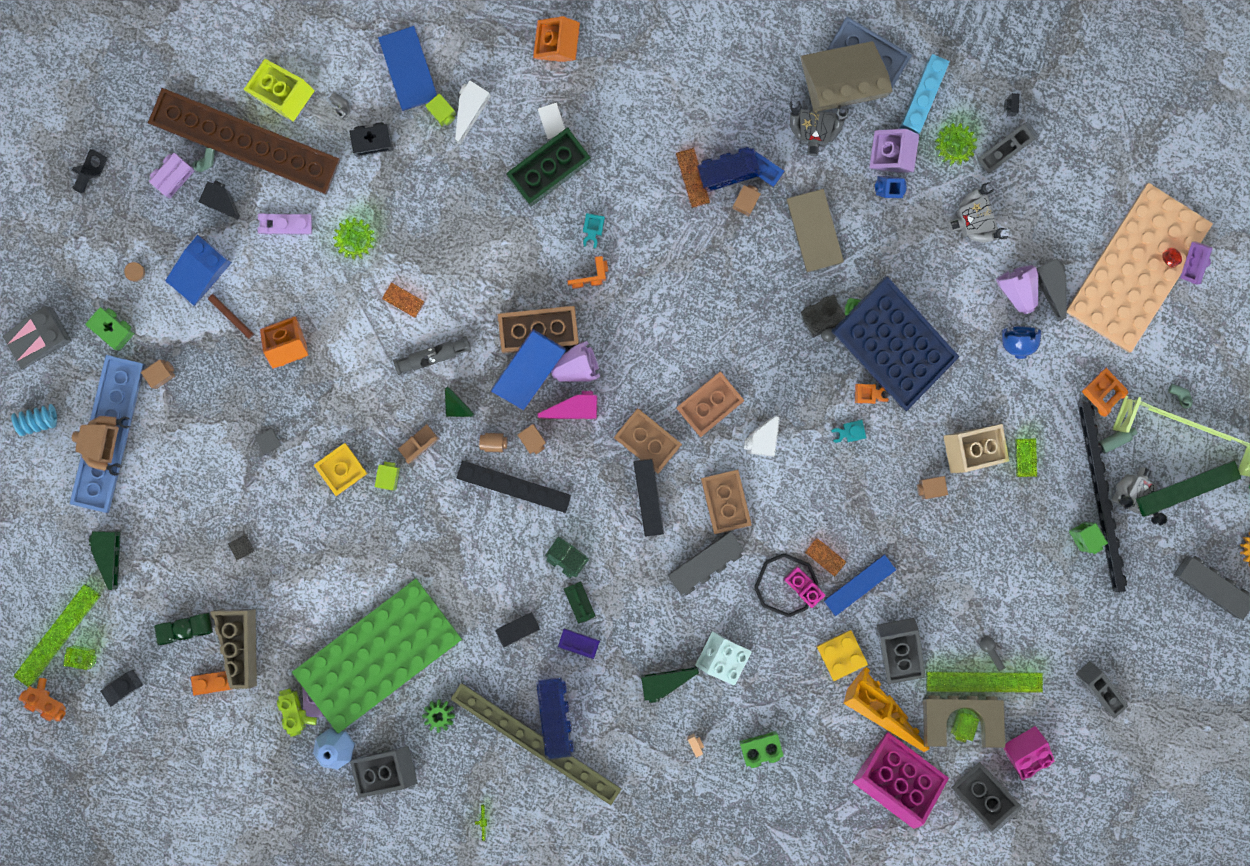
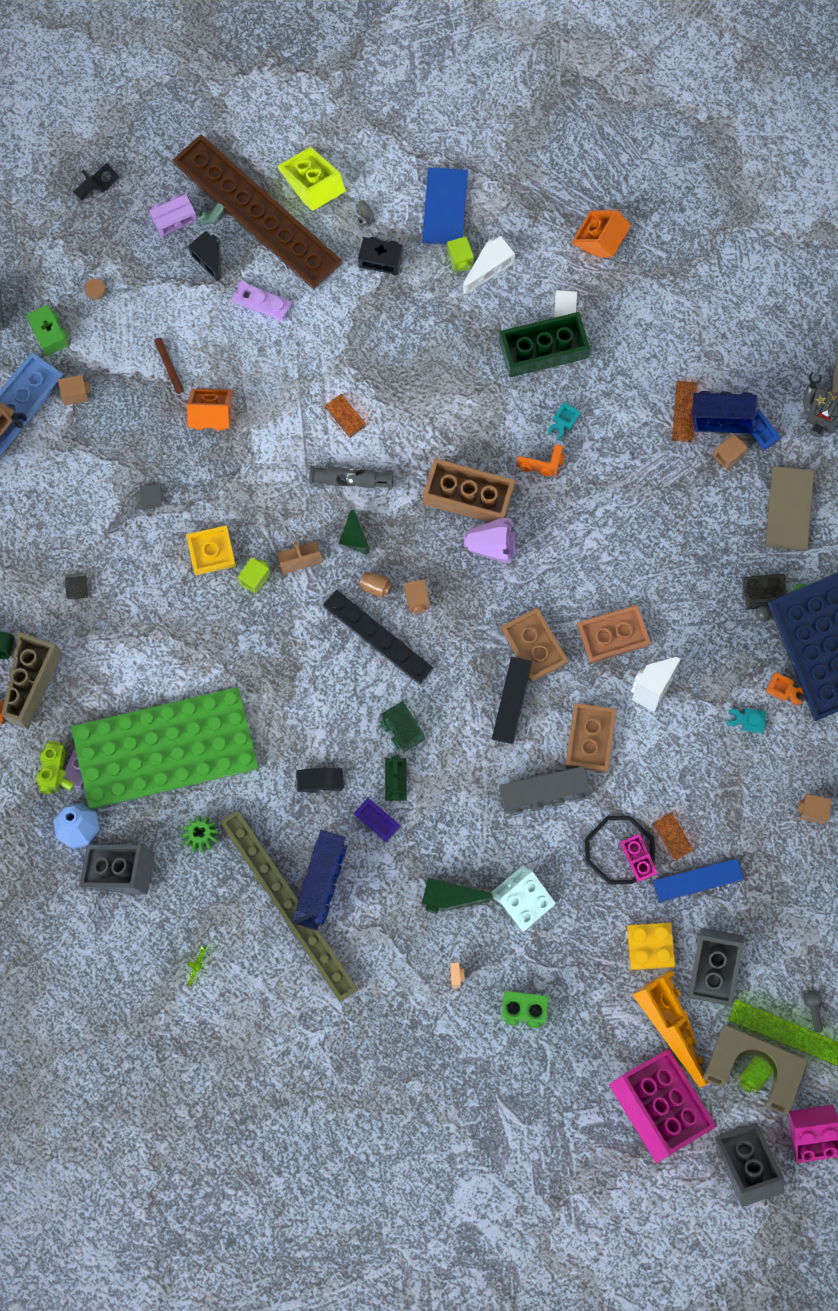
camera: 30 degrees right, 15 degrees down
(197, 270) = (157, 309): blue slope -> none
(362, 236) = (314, 335): clear neon green gear -> none
(528, 369) = (442, 524): blue tile -> none
(576, 407) = (470, 579): dark pink slope -> none

